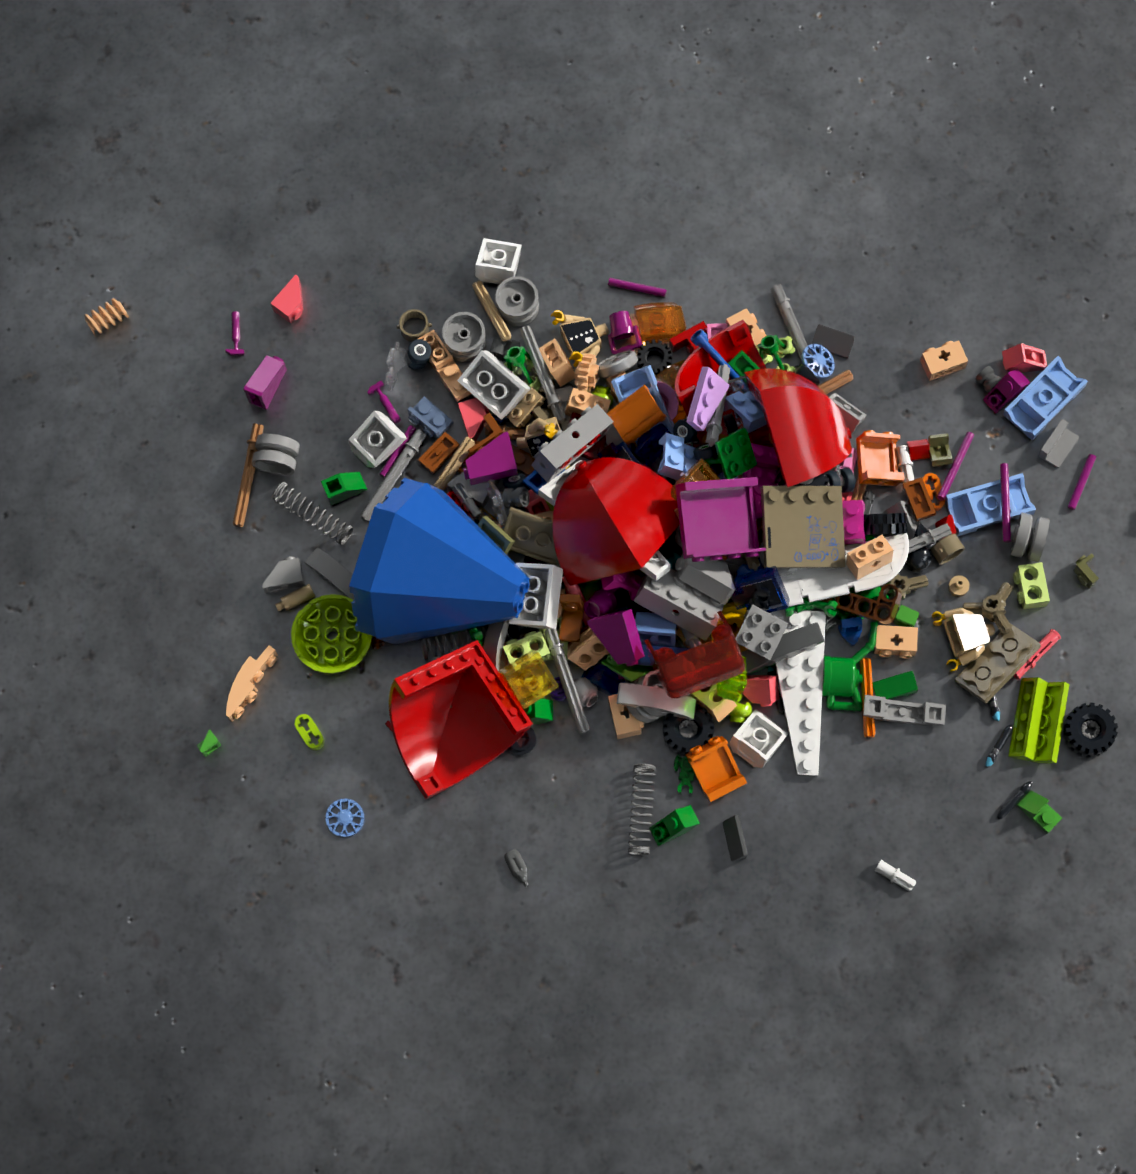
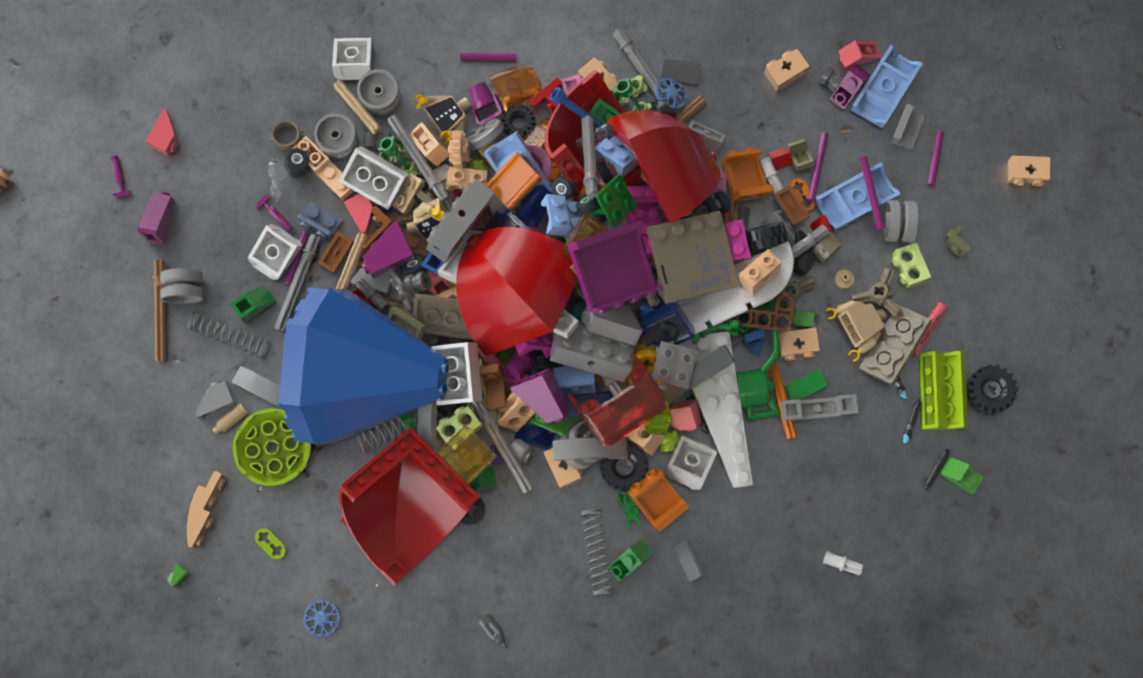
camera: 15 degrees left, 5 degrees up
(707, 396) = (578, 153): lavender wing -> none

